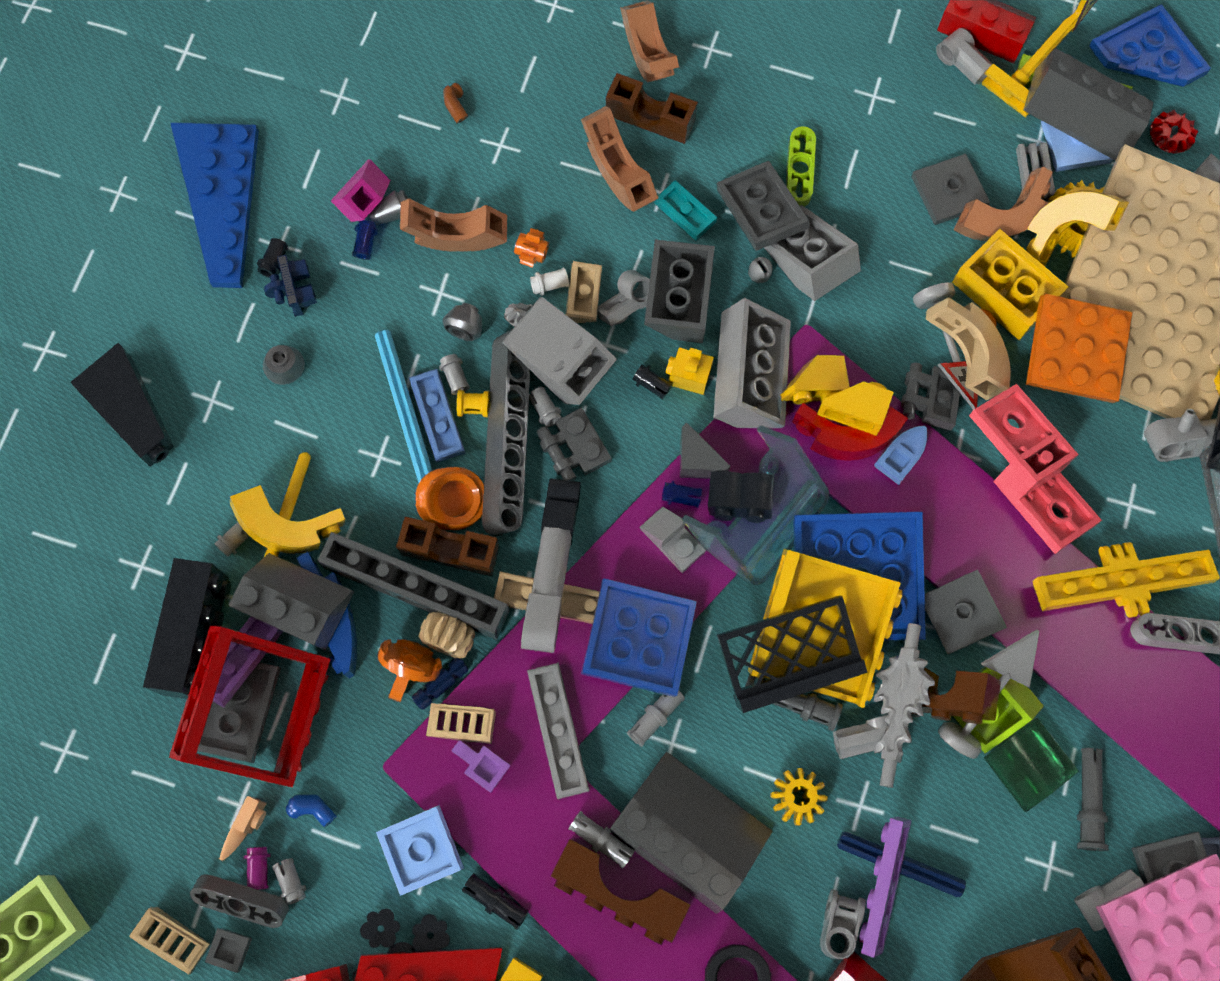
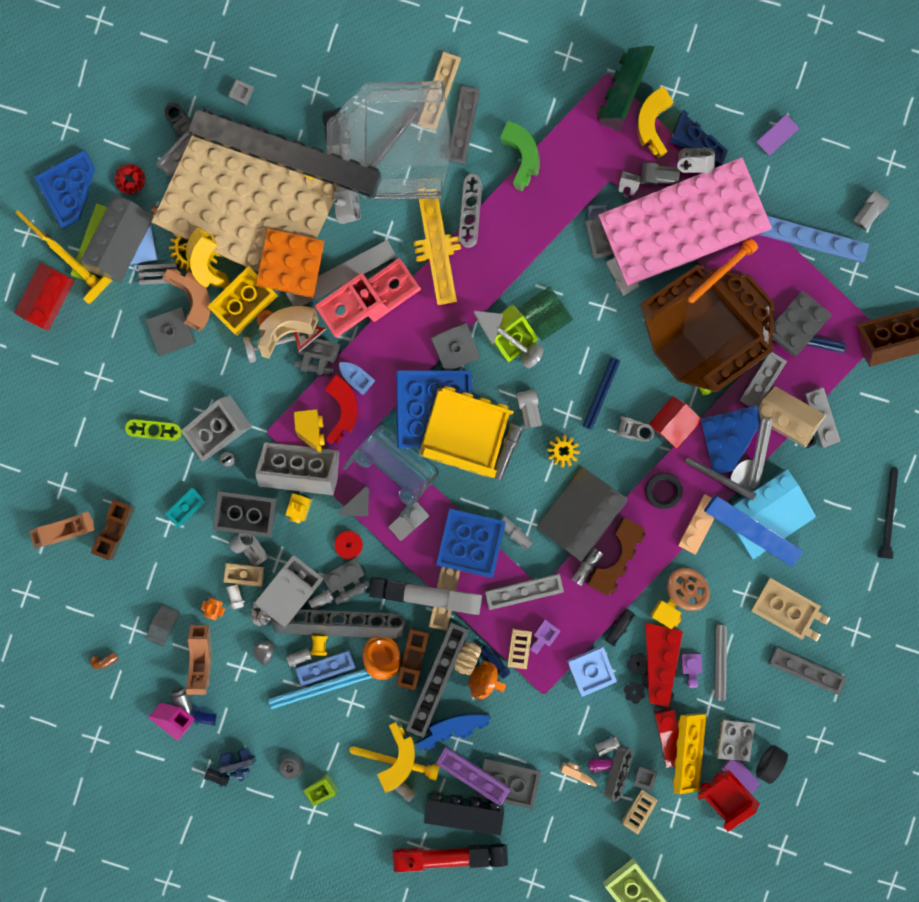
camera: 85 degrees left, 15 degrees up
(116, 651) = (474, 856): none -> red piece
(123, 401) = (315, 866): black slope -> none
(203, 691) = (504, 798): red window -> none
(219, 183) = (158, 816): blue wing -> none
(244, 411) = (321, 790): none -> lime slope
(292, 600) = (447, 751): dark grey slope -> none
(310, 804) = (565, 735): blue arm -> none
(507, 180) = (162, 625): none -> flat silver slope
(623, 175) = (153, 552): nougat arch -> none
(632, 447) = (348, 544): none -> red piece
(652, 381) = (304, 531): black pin -> none
(679, 494) = (381, 515): clear blue pin -> none
(741, 496) = (383, 479): black brick -> none
(762, 205) = (184, 457): dark grey plate -> none
(799, 681) = (498, 448): black fence -> none
(858, 406) = (330, 405): yellow slope -> none
(881, 899) = (608, 403): medium lavender plate -> none
(902, 692) = (507, 388): light grey piece -> none
(960, 51) = (68, 317): light grey piece -> none
(971, 697) = (509, 351): reddish brown arch -> none
(1085, 469) = (347, 271): none -> light grey tile
(1092, 817) = (575, 280): dark grey pin -> none

